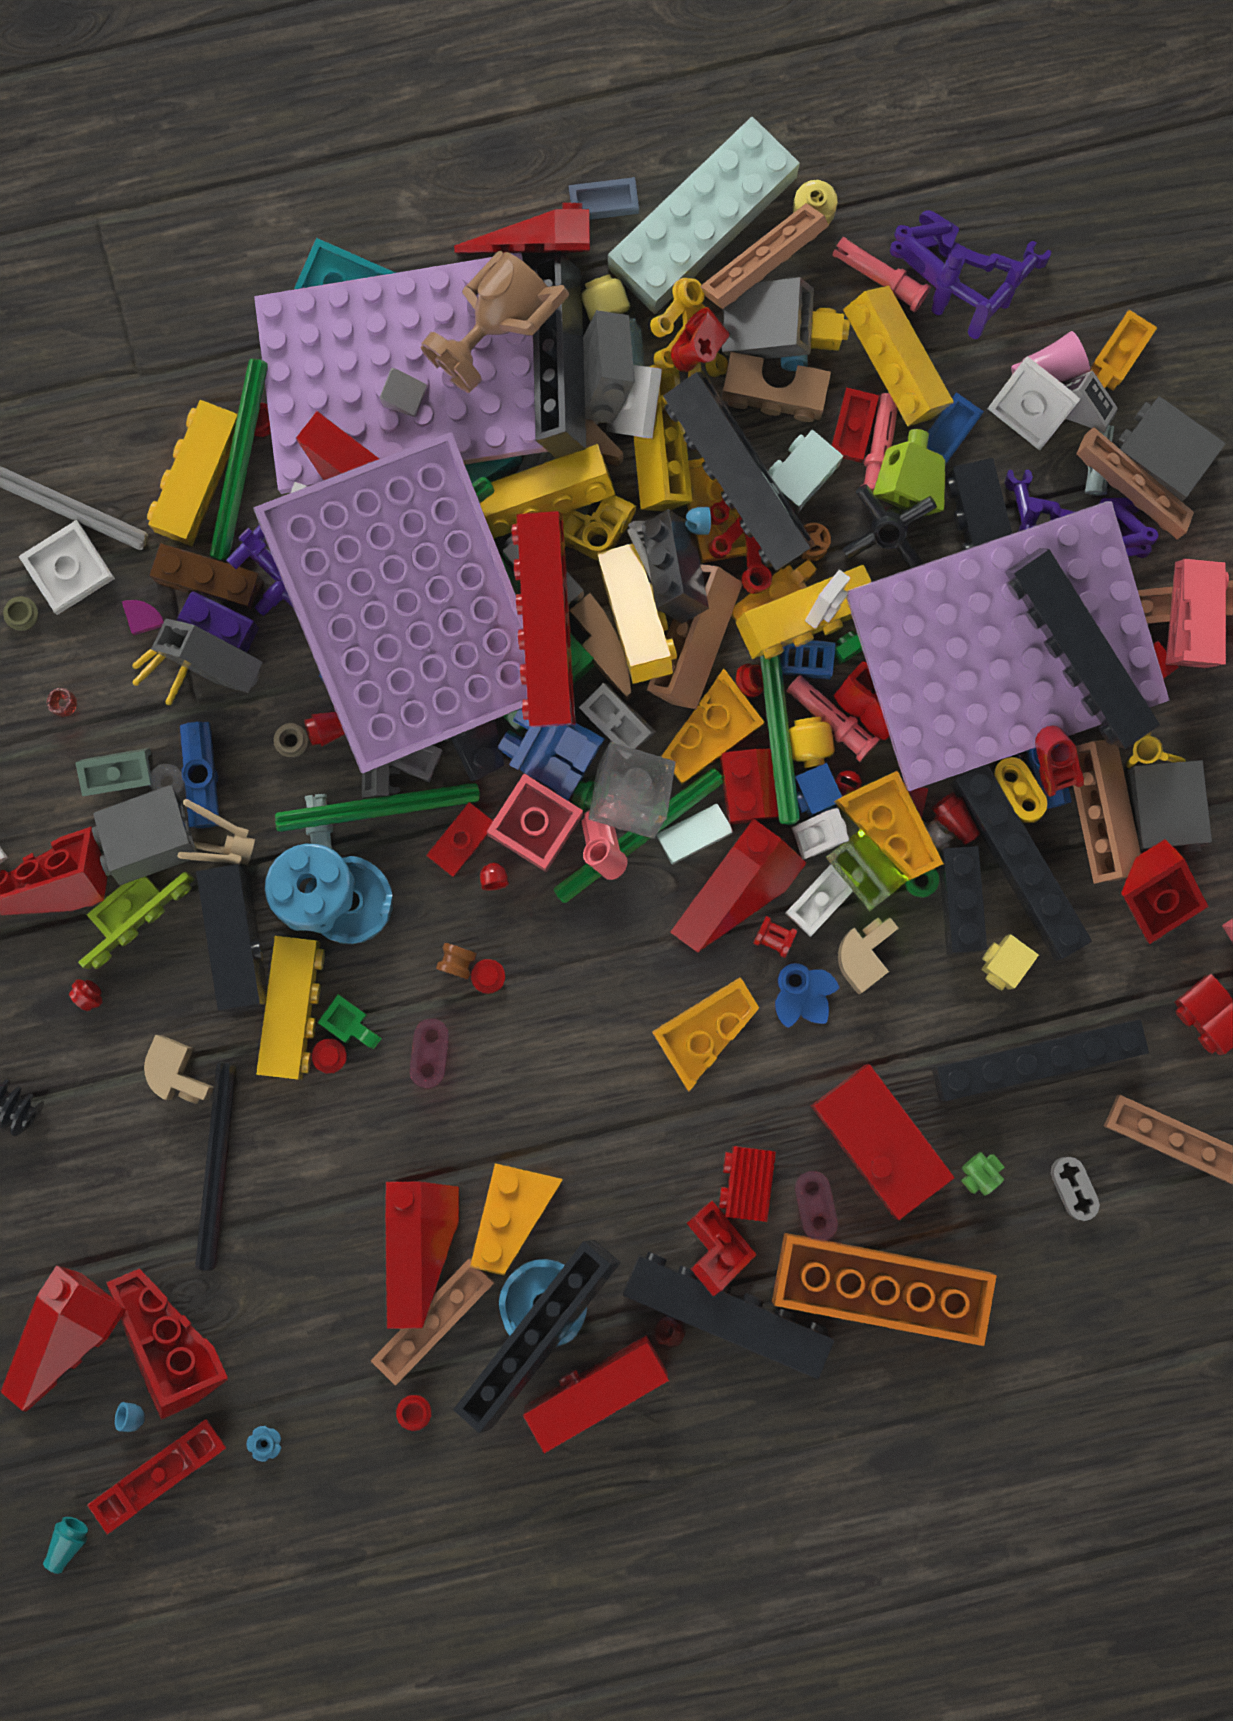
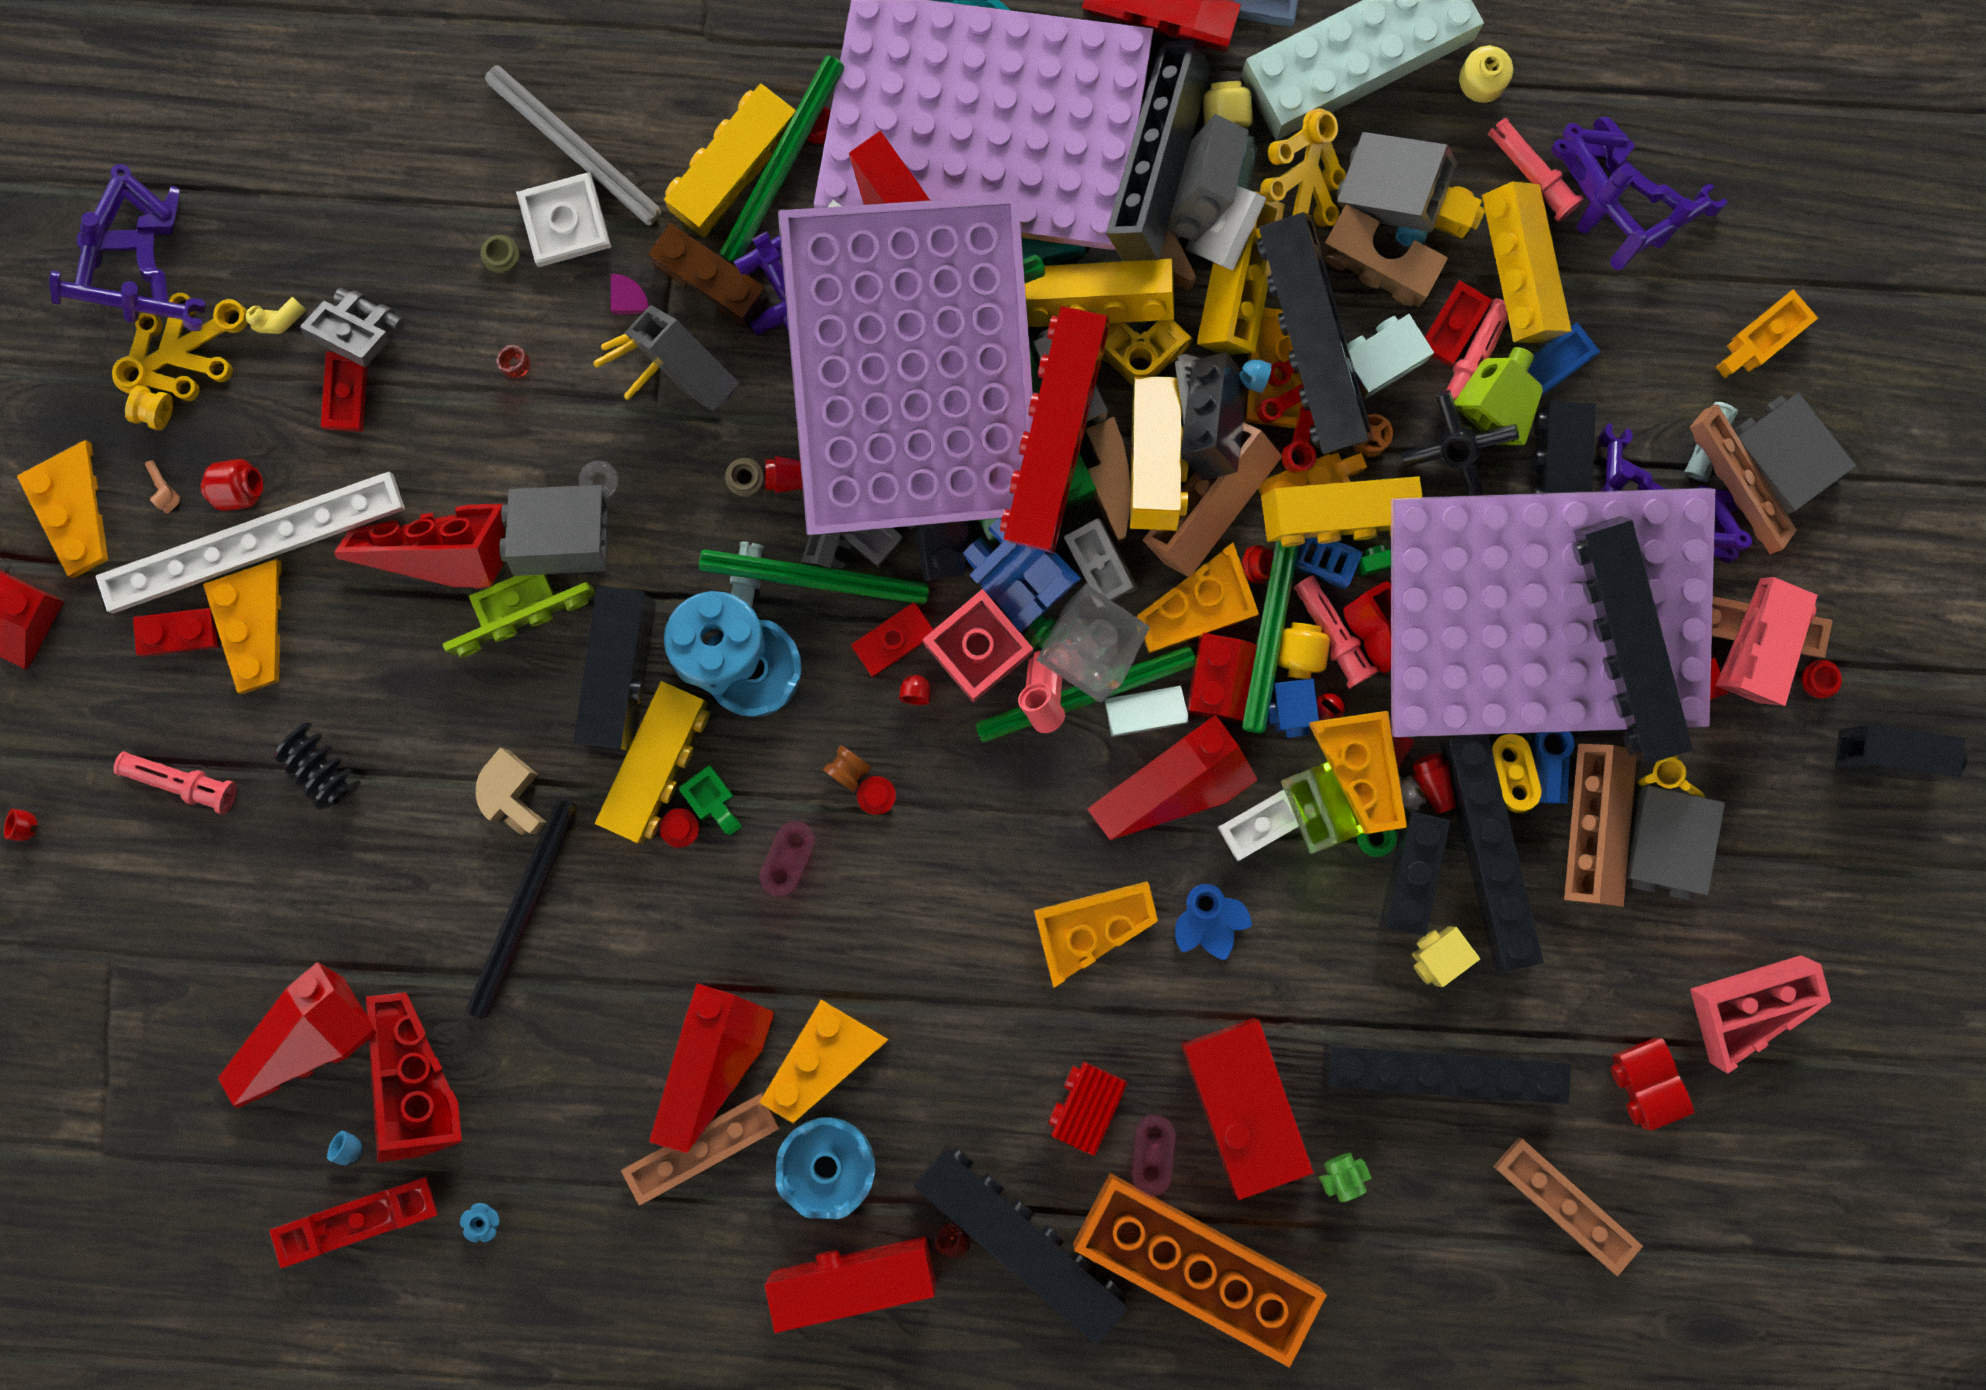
camera: 20 degrees right, 0 degrees up
(65, 1542) = (236, 1261): teal cone -> none
(86, 994) = (441, 681): red plate -> none
(114, 772) = (545, 452): sand green panel -> none
(196, 753) = (641, 460): blue piece -> none
(219, 621) = (707, 326): dark purple brick -> none
(236, 849) = (649, 575): tan plant -> none
(402, 392) = (979, 139): light grey slope -> none
(413, 1412) = (650, 1240): red plate -> none
(508, 301) = (1123, 75): medium nougat piece -> none
(537, 1336) = (806, 1202): black brick -> none
(699, 340) = (1316, 180): red piece -> none
(726, 1248) = (1041, 1170): red plate -> none
(764, 256) = (1415, 111): nougat plate -> none
(775, 937) = (1198, 849): red bush -> none
(820, 833) = (1283, 753): white plate -> none
(829, 600) = (1371, 503): white plate -> none
(856, 957) = (1281, 901): tan brick -> none
(1033, 403) = (1658, 358): white tile -> none
(1059, 766) = (1567, 761): red piece -> none
(1062, 359) = (1690, 324): bright pink plant -> none
(1082, 1184) = (1450, 1224): light grey beam -> none
(1095, 407) = (1712, 373): light grey slope -> none
(1161, 891) = (1637, 931): red slope -> none

